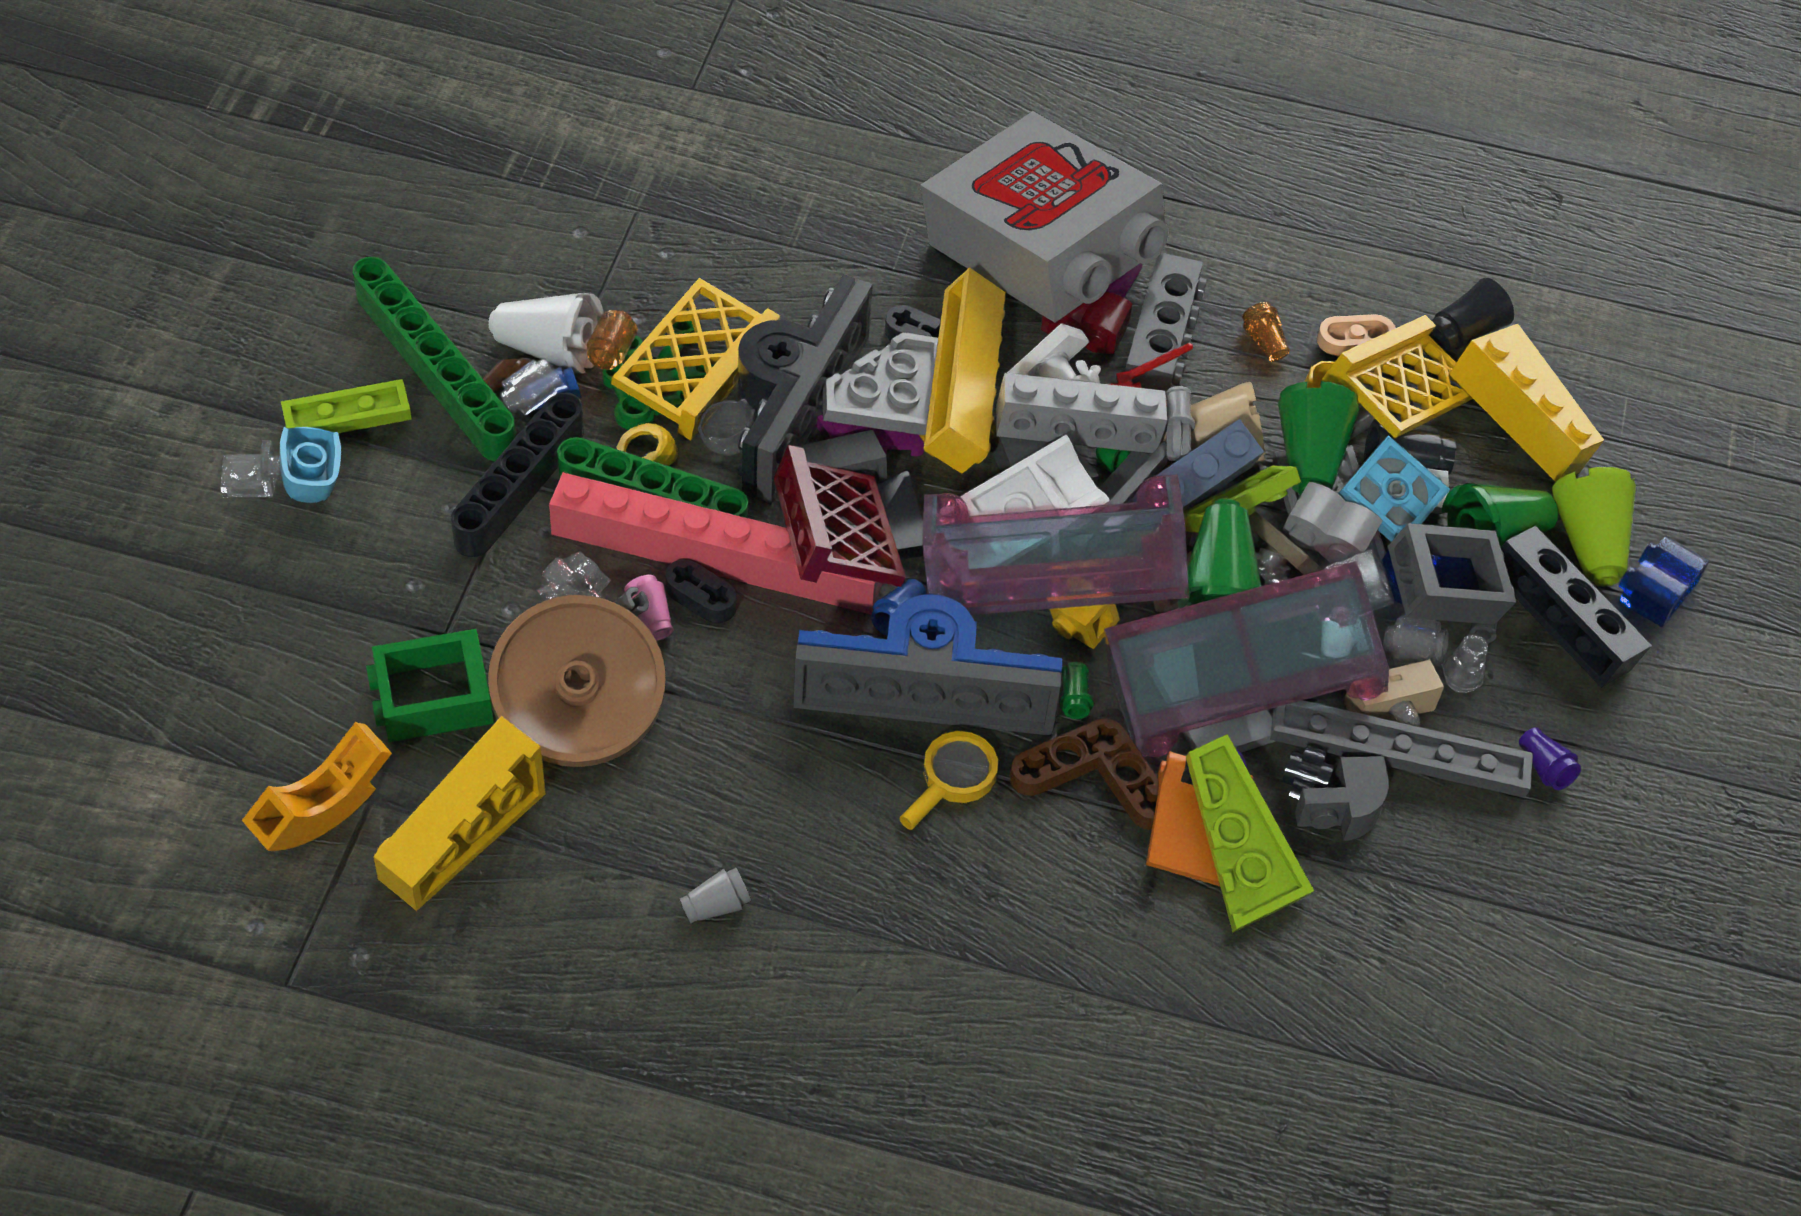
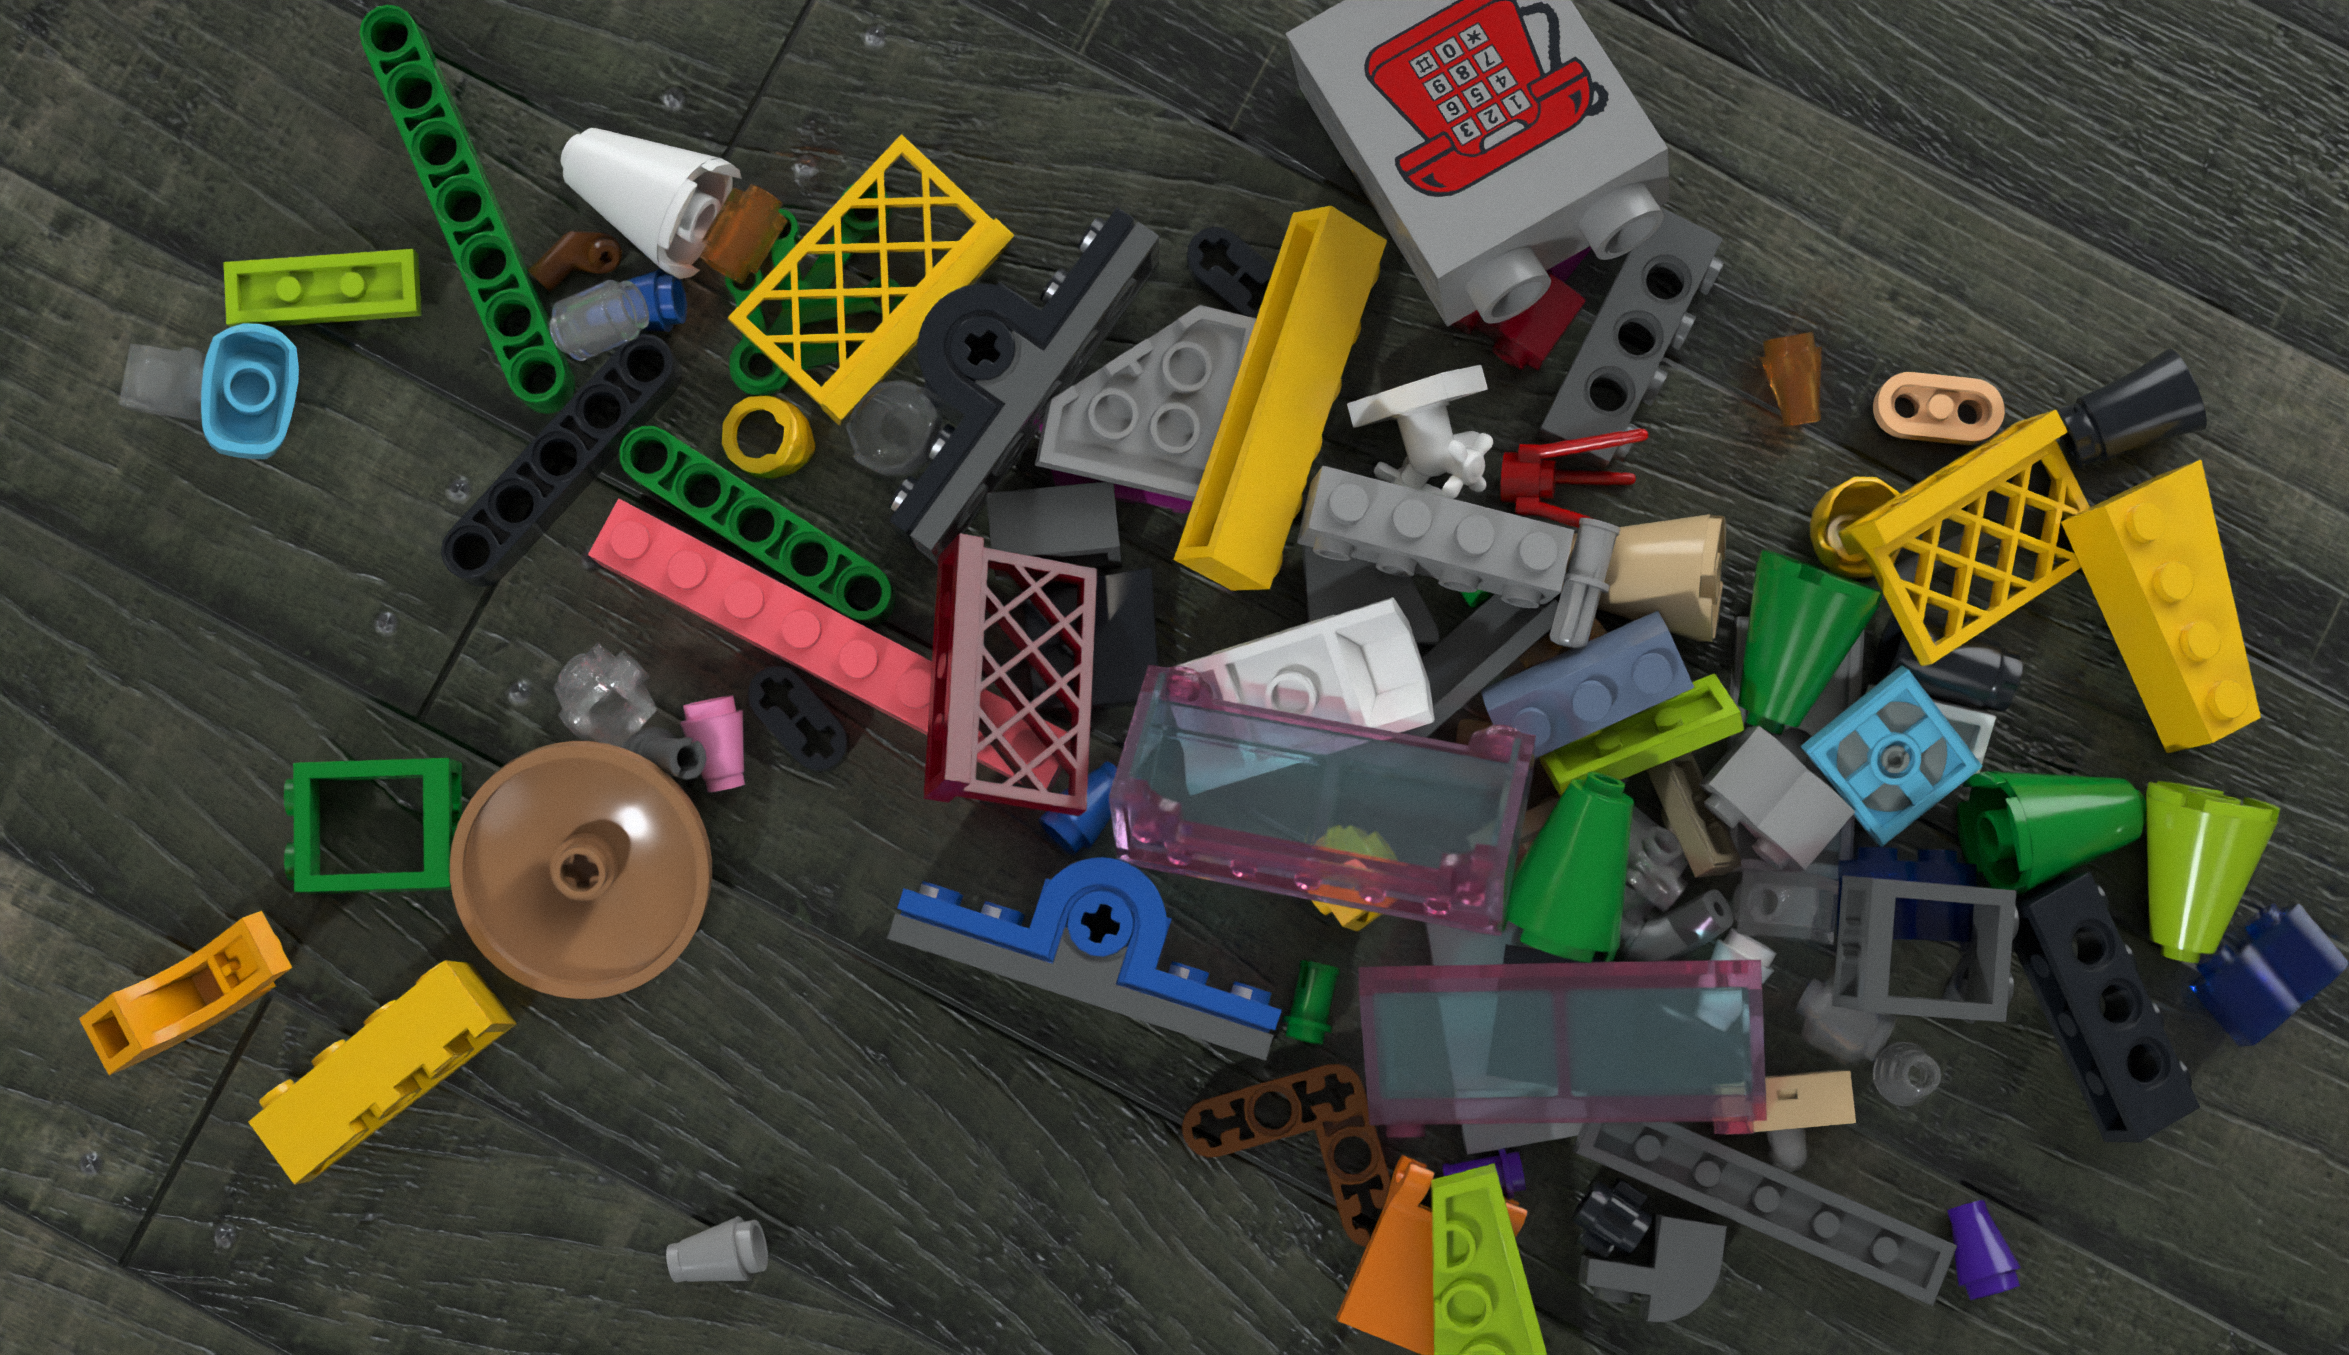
camera: 15 degrees right, 30 degrees up
(956, 768) = (1109, 1100): piece -> none

